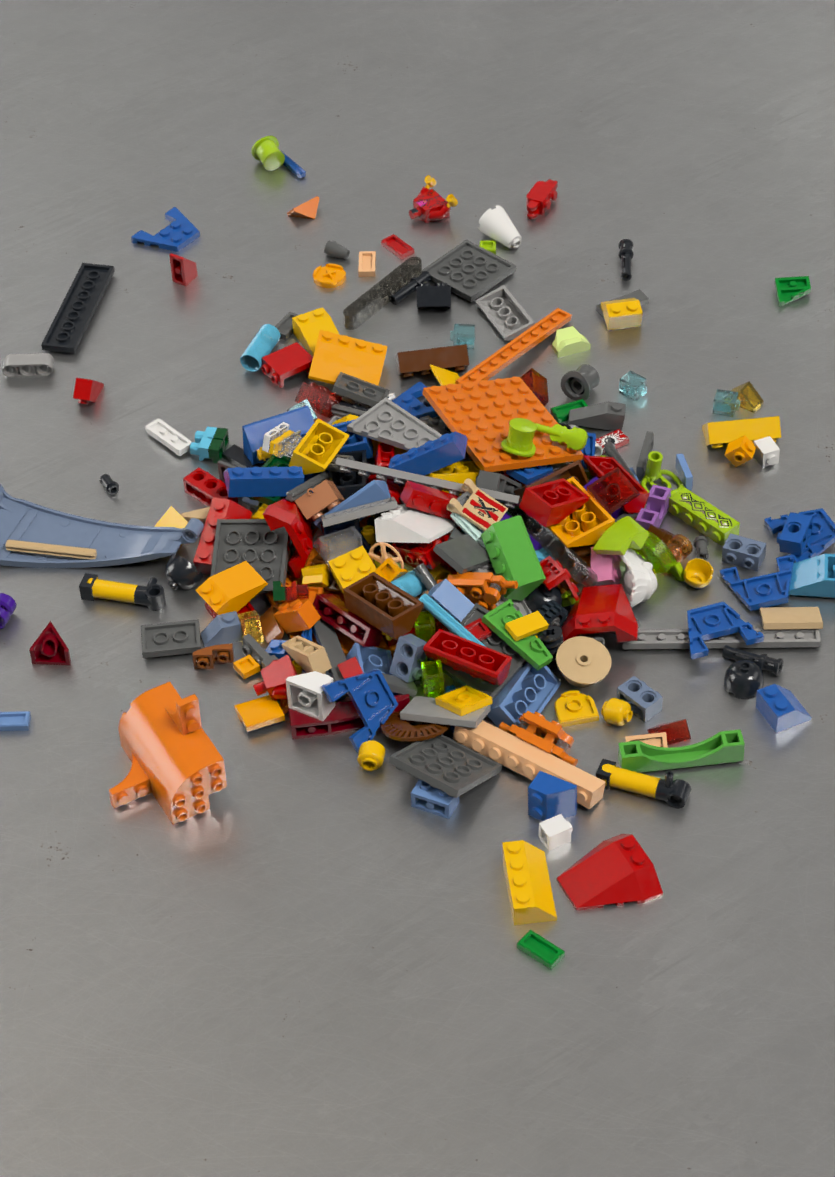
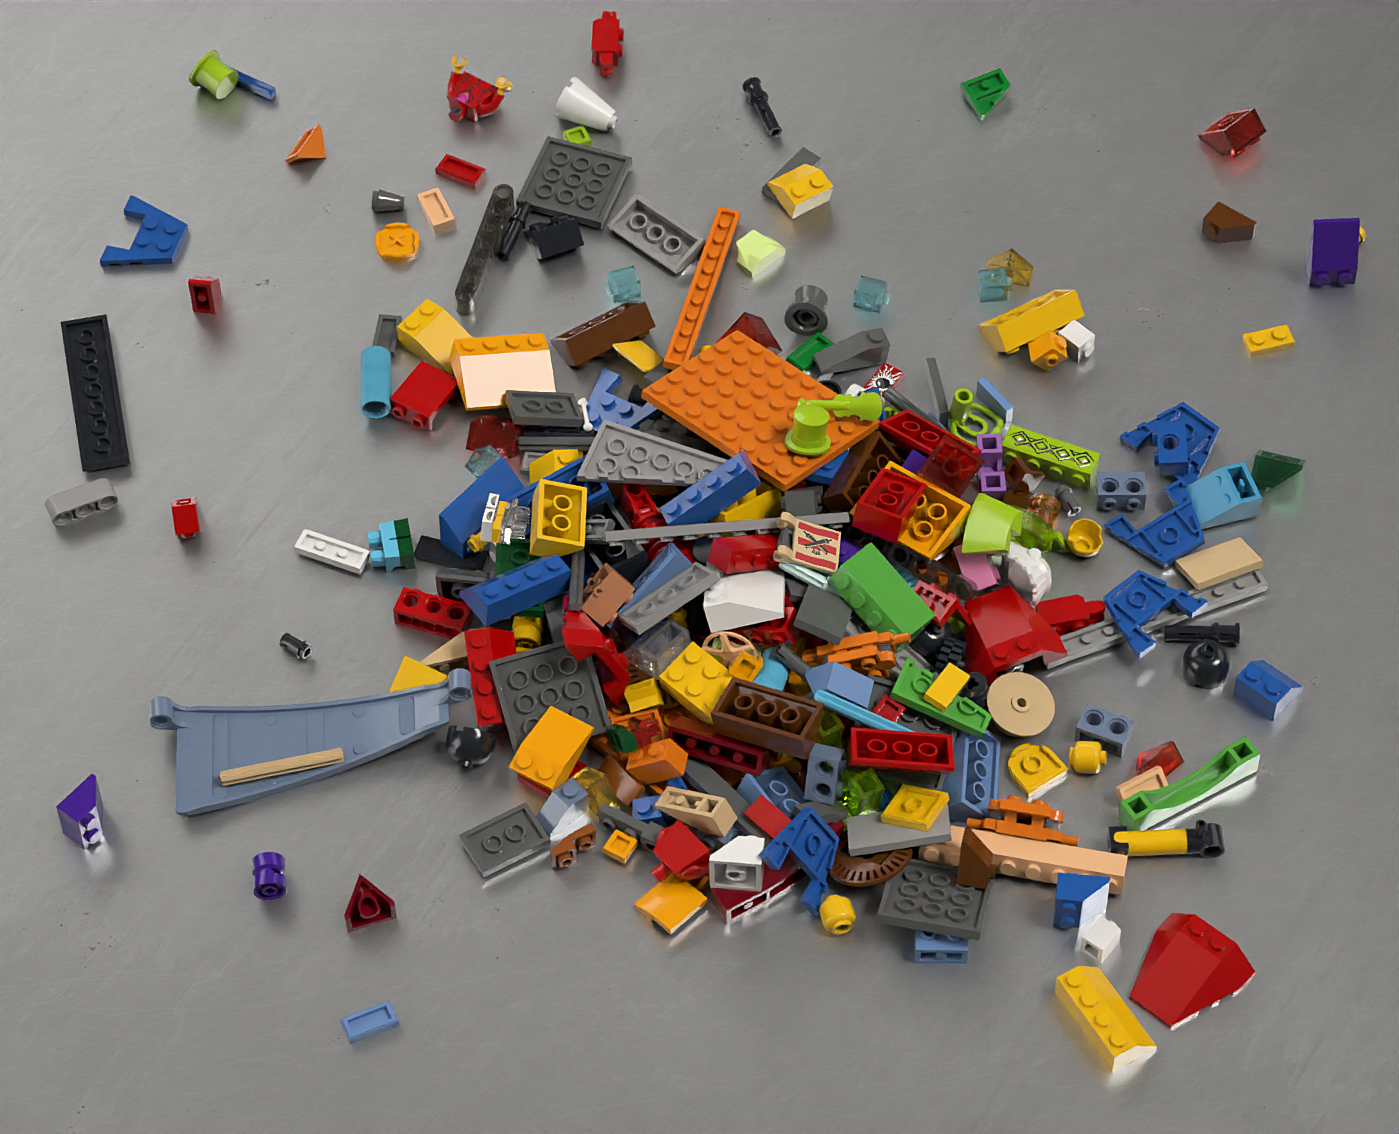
camera: 25 degrees left, 10 degrees up
(149, 595) = (409, 795): piece -> none
(168, 754) = (609, 1002): orange cylinder -> none
(485, 746) = (975, 862): none -> reddish brown slope
(540, 949) = (1159, 1092): green tile -> none
(658, 616) = (1071, 613): none -> red hinge
(673, 523) = (1021, 477): none -> reddish brown panel

